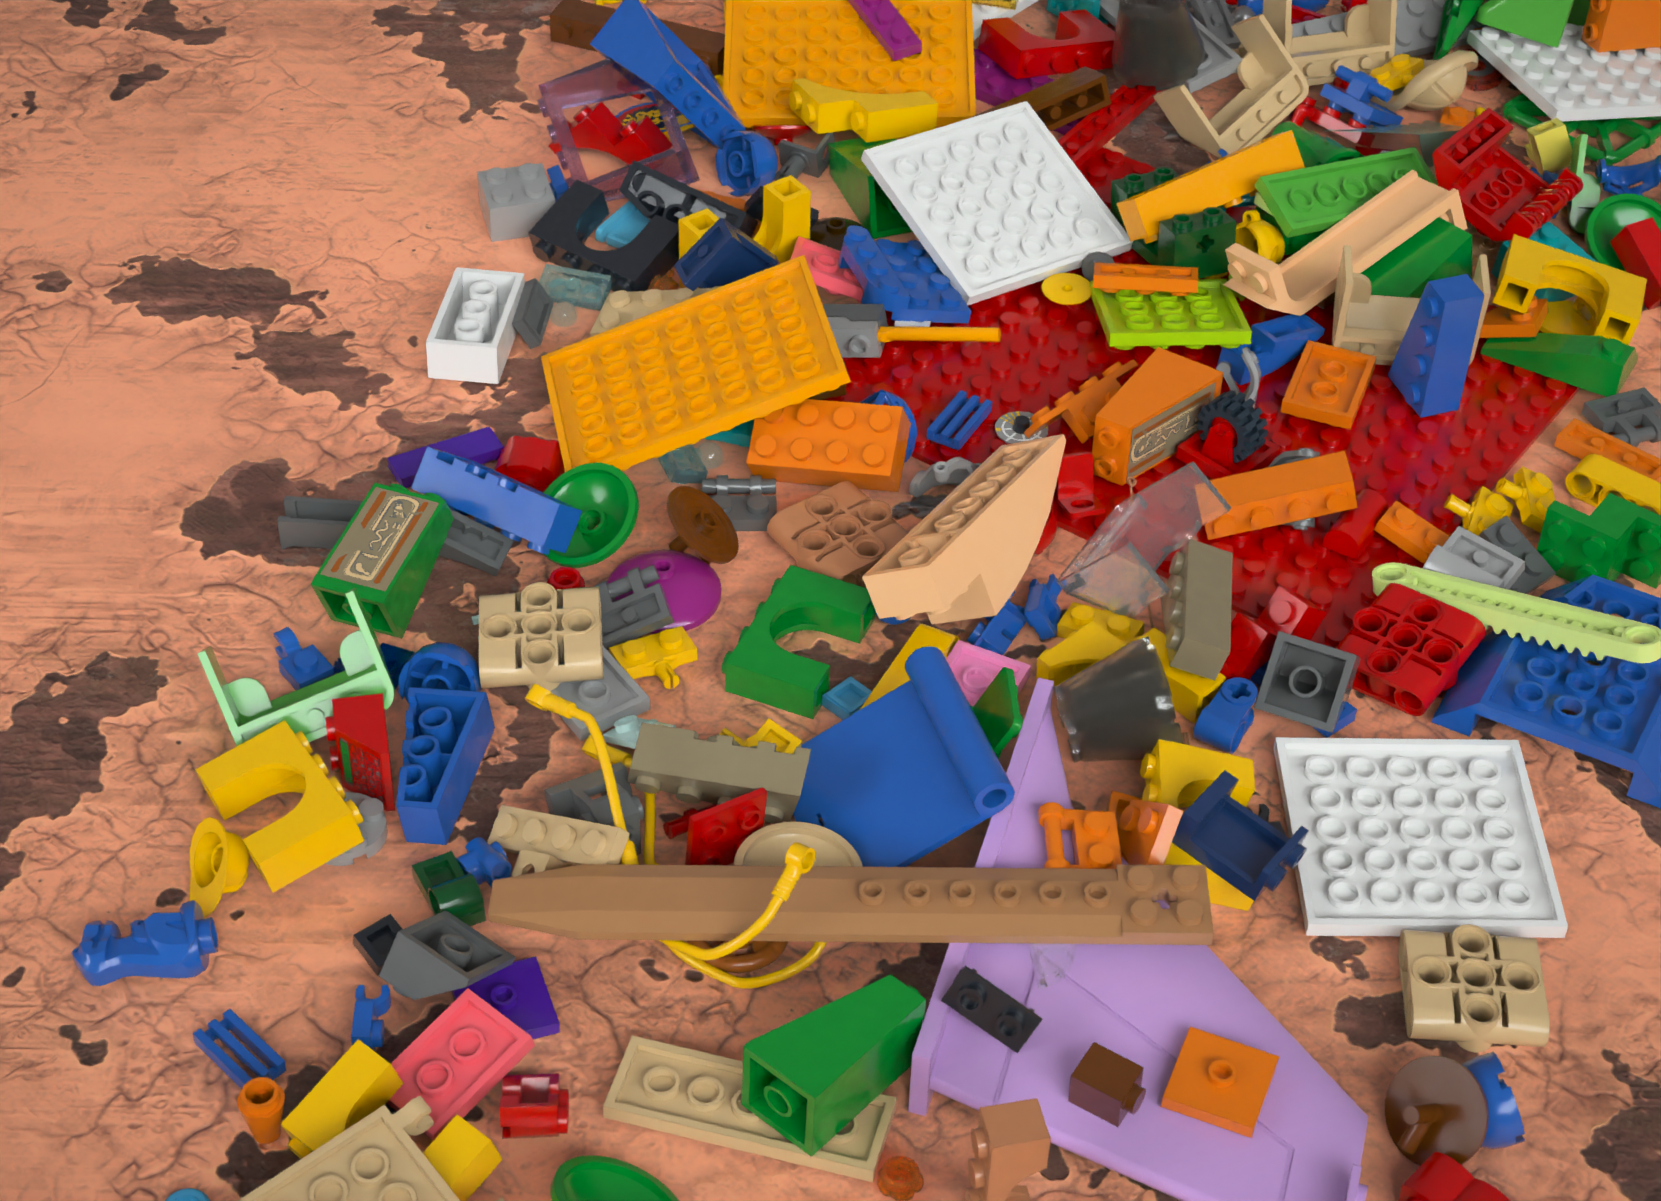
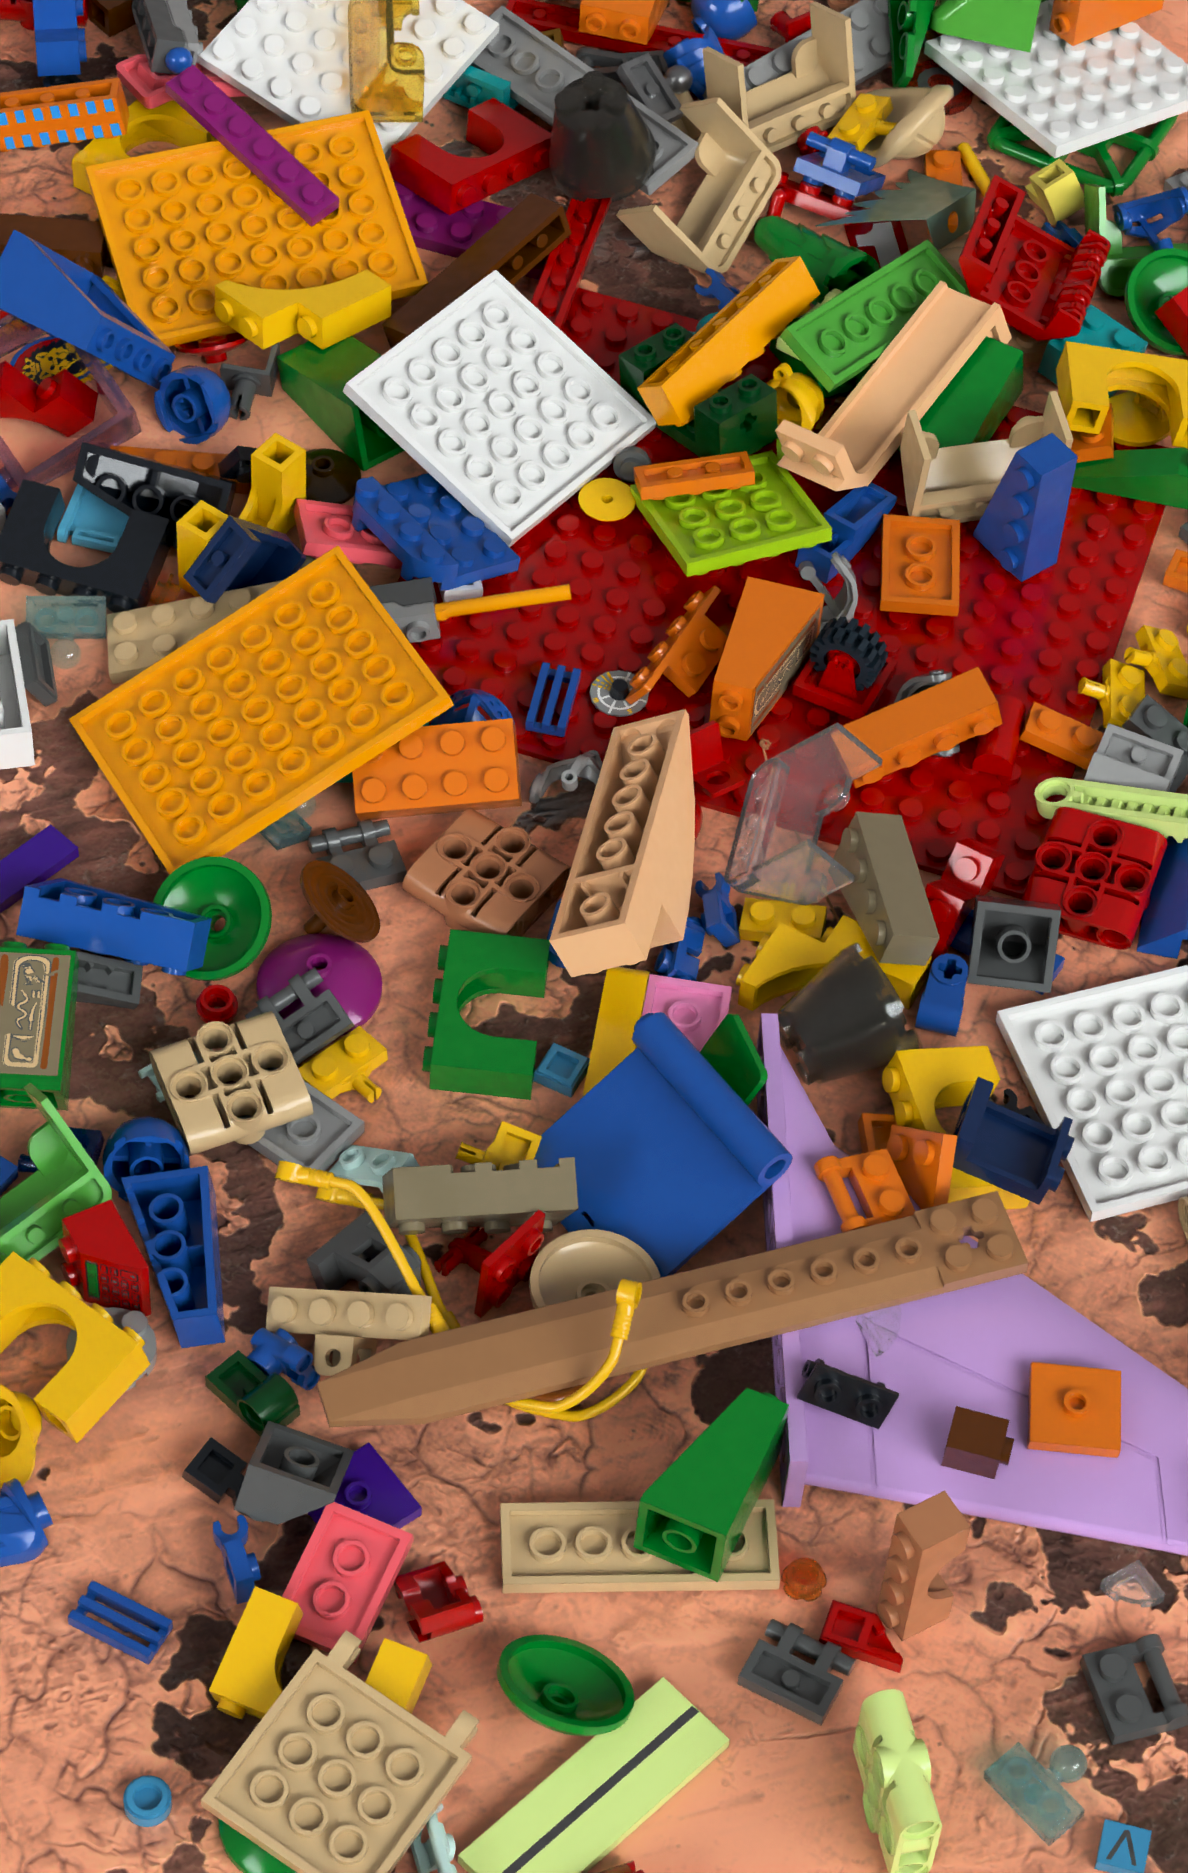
camera: 20 degrees left, 10 degrees up
(262, 1108) = (181, 1677): orange cone -> none
(531, 461) = (118, 863): red cylinder -> none

